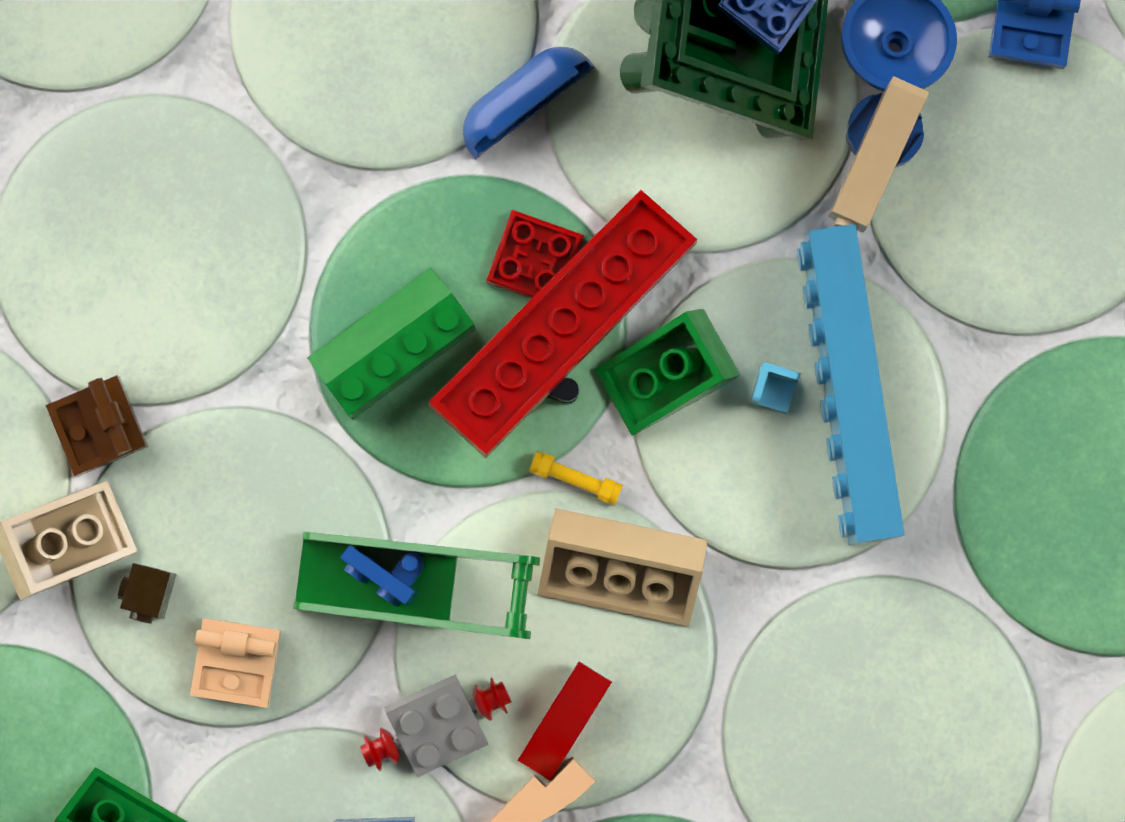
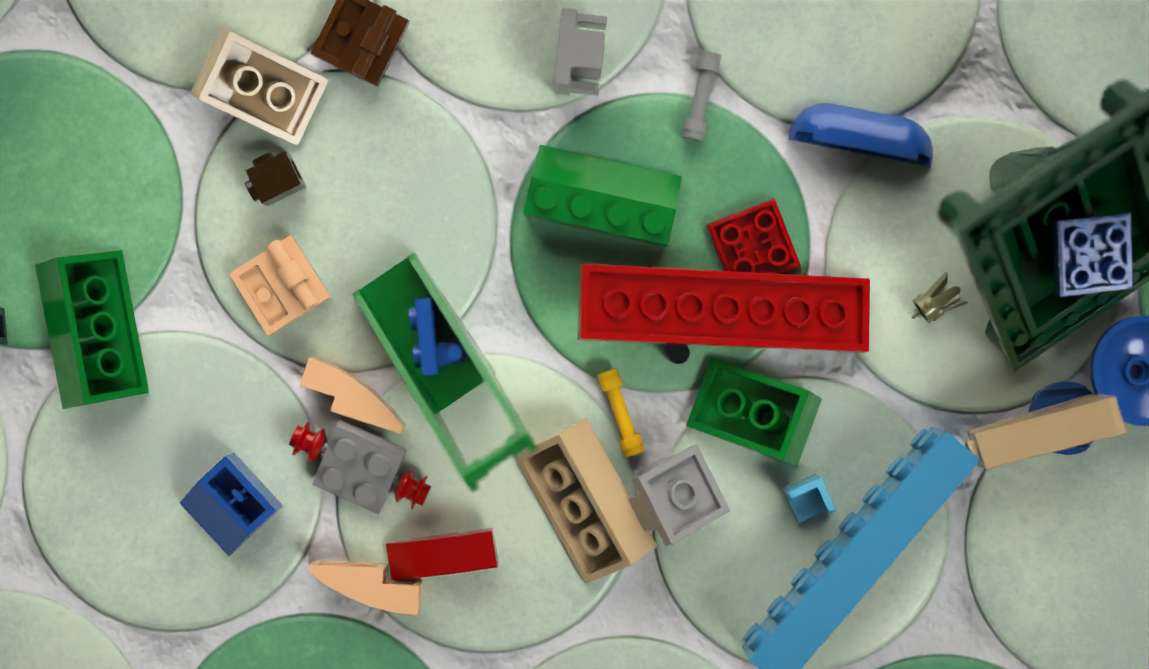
camera: 50 degrees right, 5 degrees up
(263, 262) = (579, 53): none -> light grey panel
(362, 172) = (707, 65): none -> light grey bar
(373, 682) = (351, 395): none -> light nougat slope
(680, 488) = (677, 496): none -> light grey panel
(704, 155) = (934, 306): none -> olive piece

